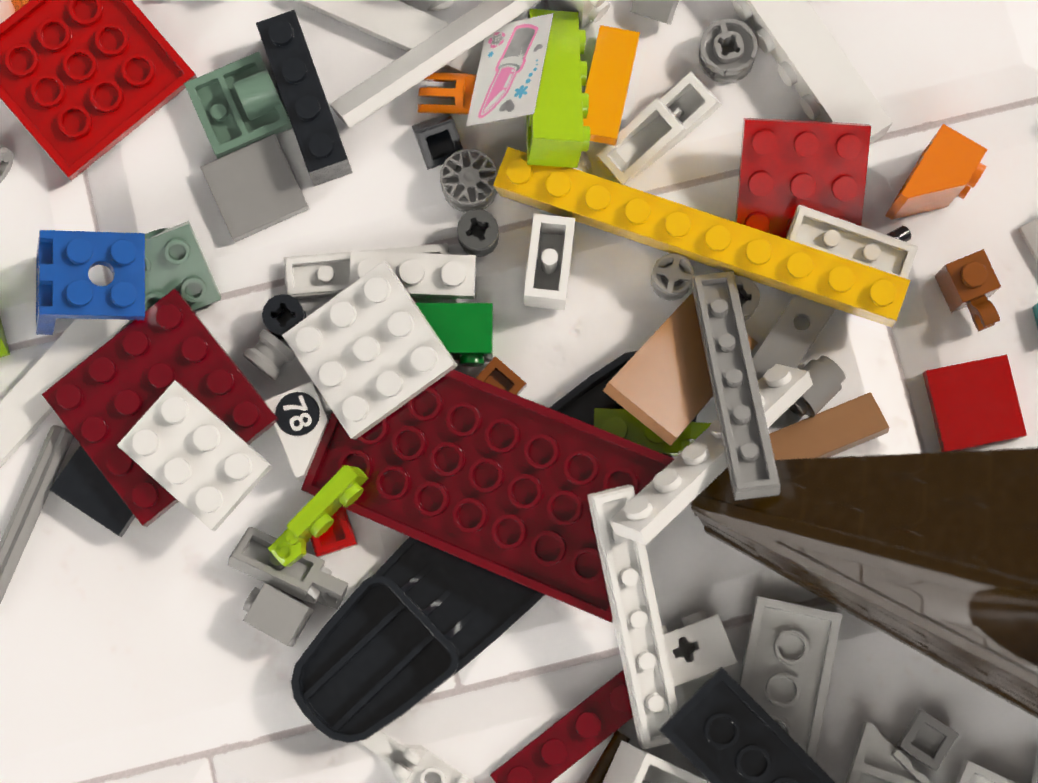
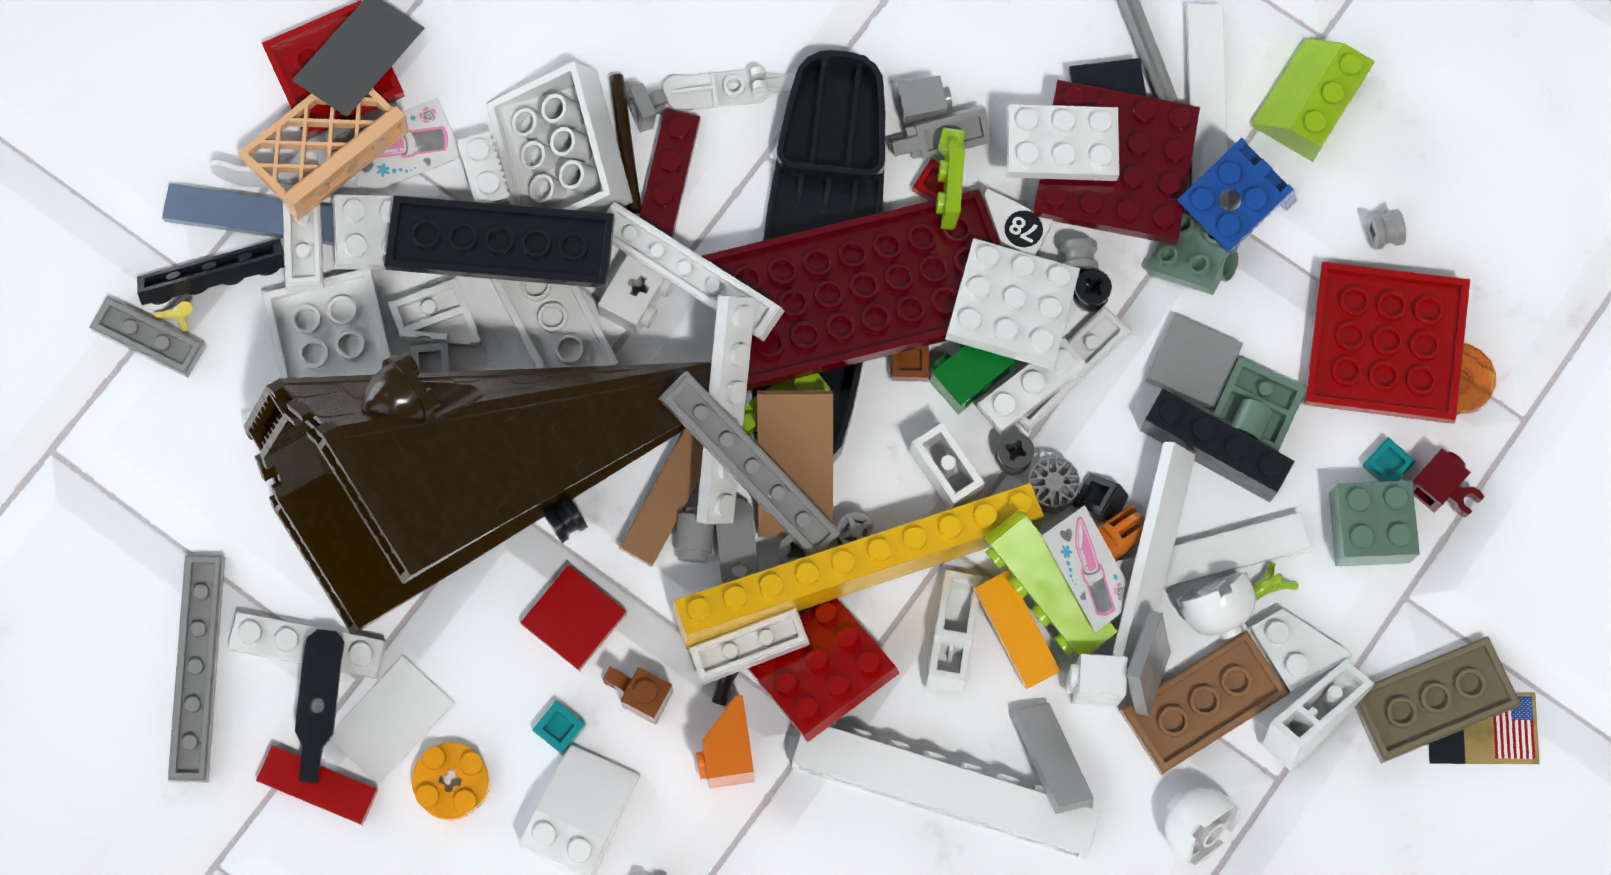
camera: 135 degrees right, 5 degrees down
(728, 50) = (954, 730): light grey wheel -> none

